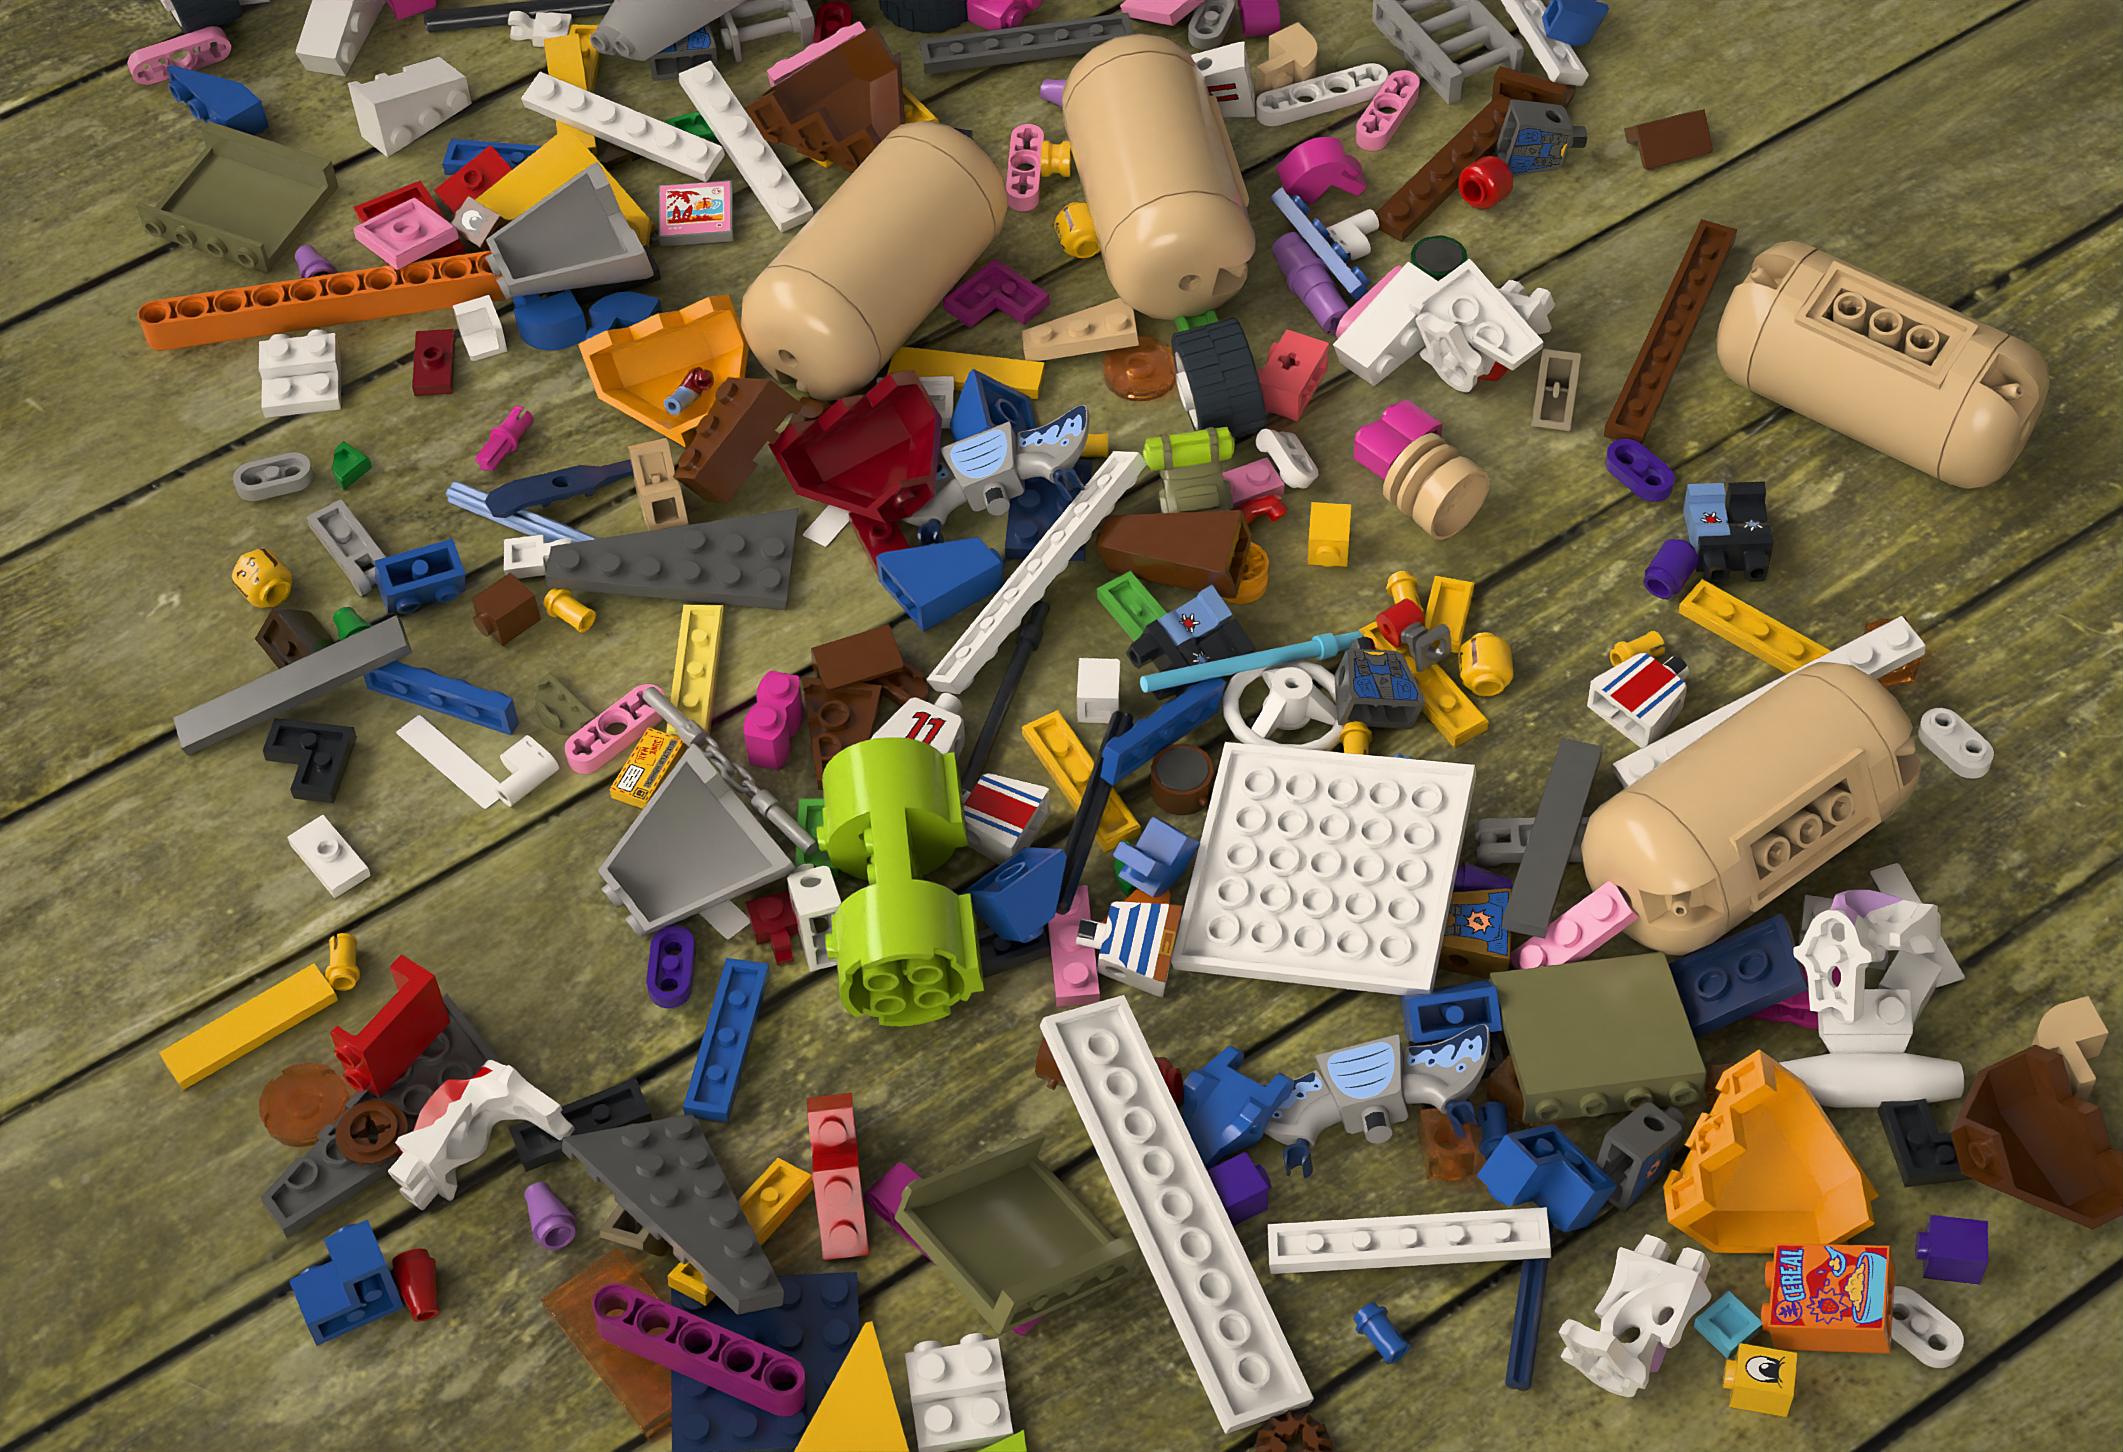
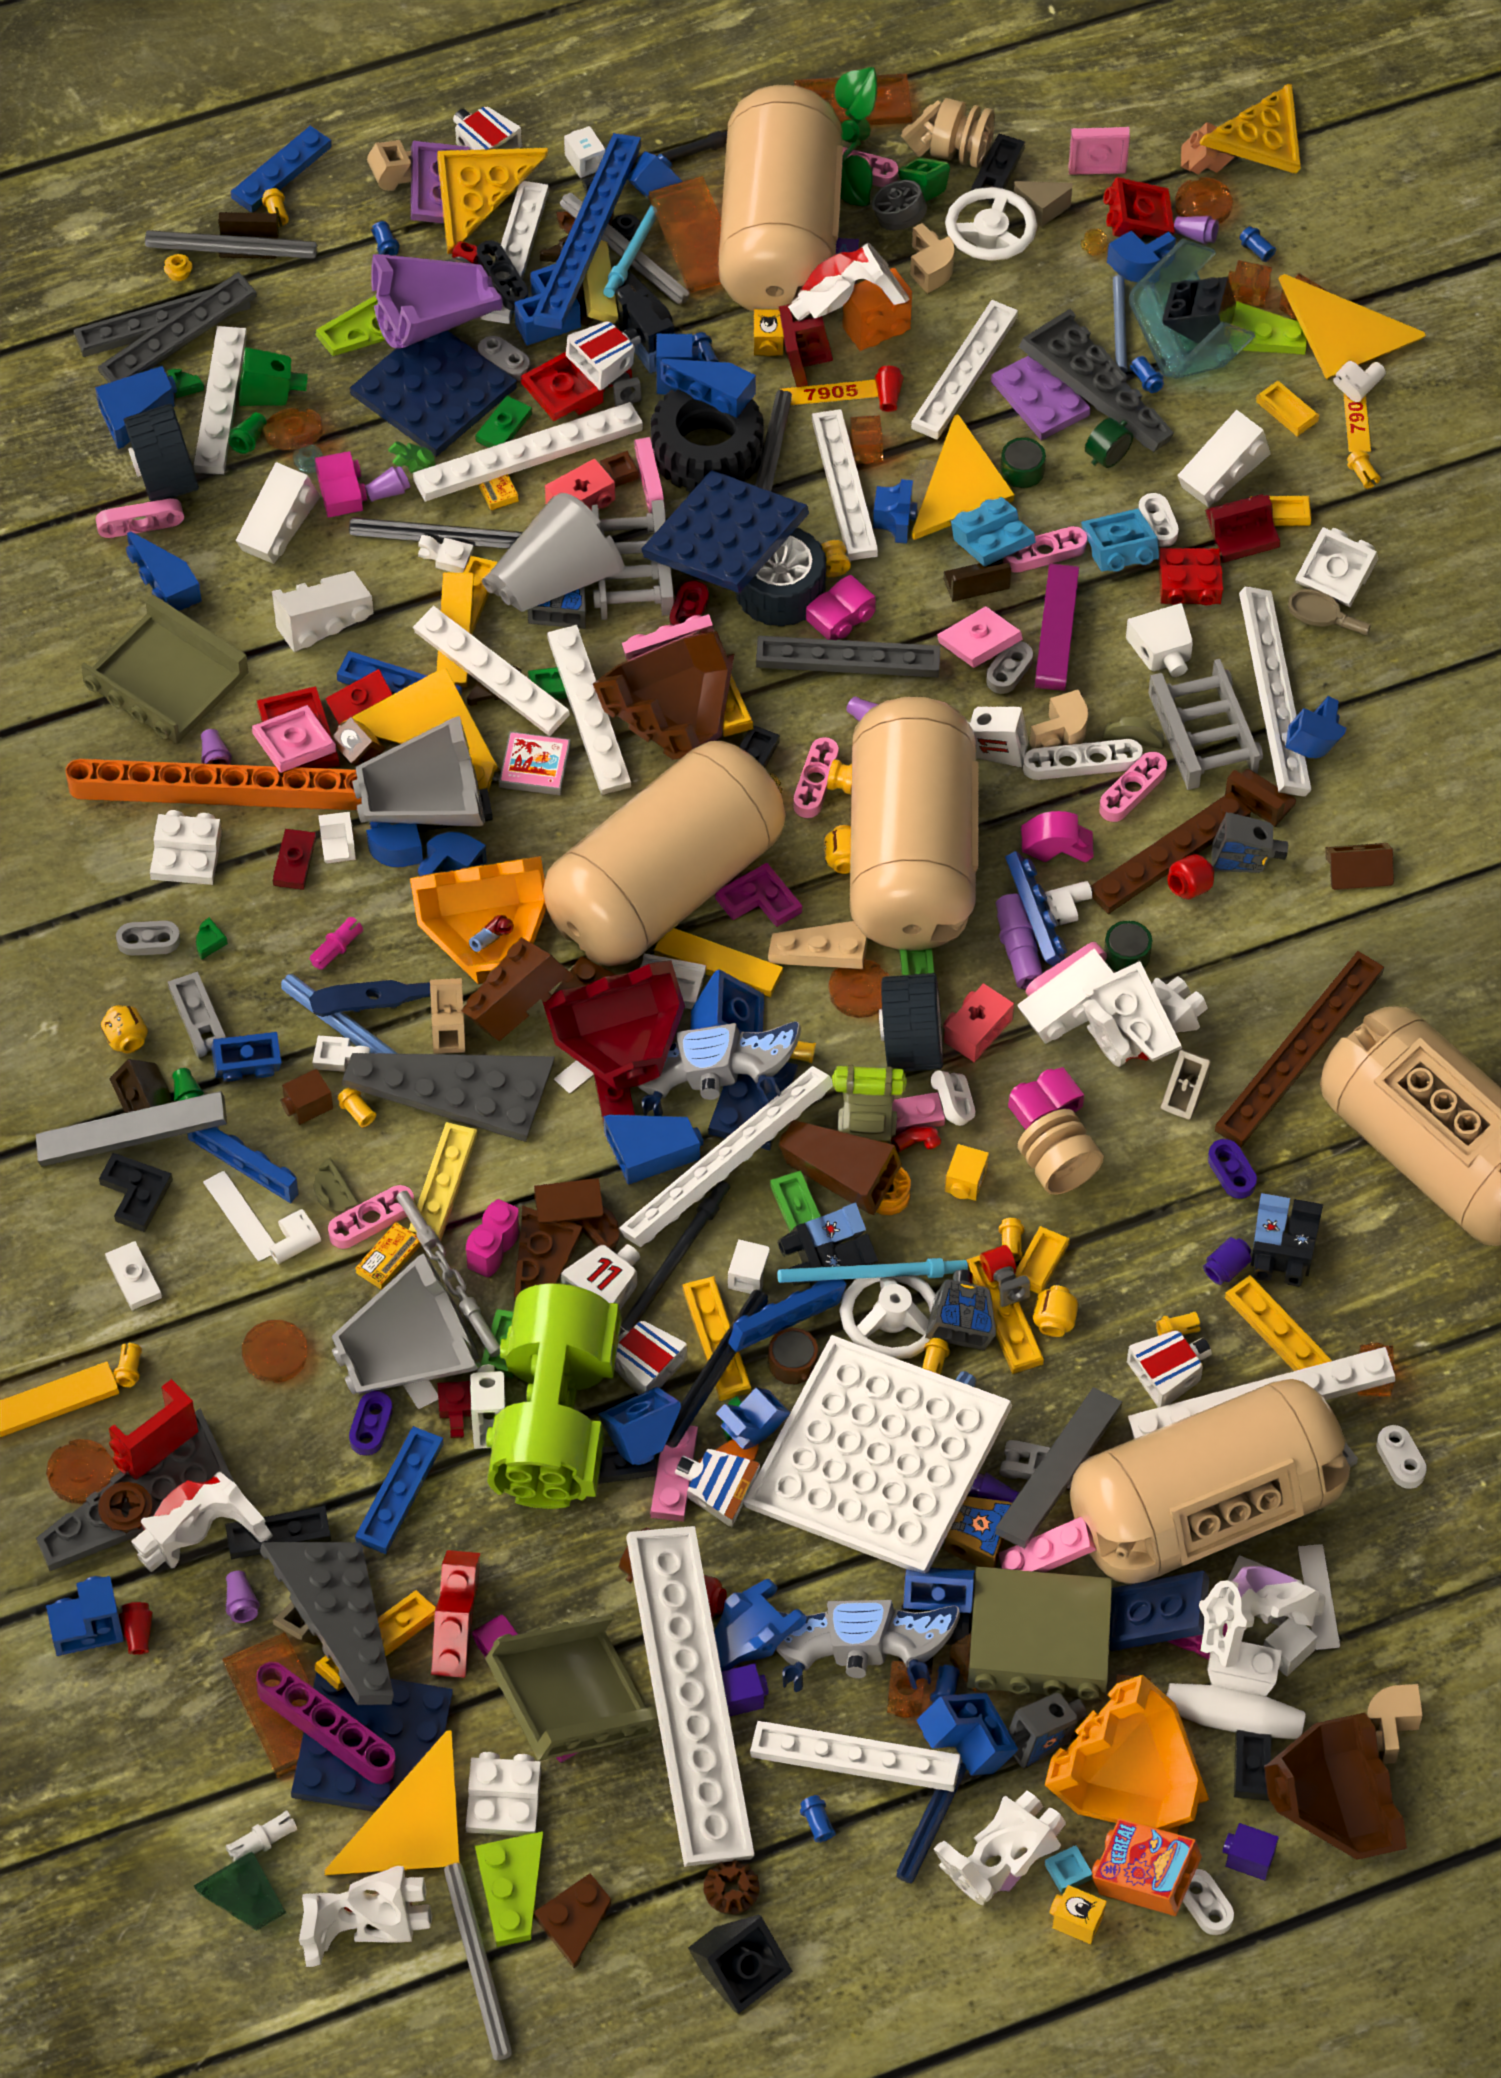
camera: 10 degrees right, 5 degrees up
(528, 907) = (274, 1351): none -> clear orange tile

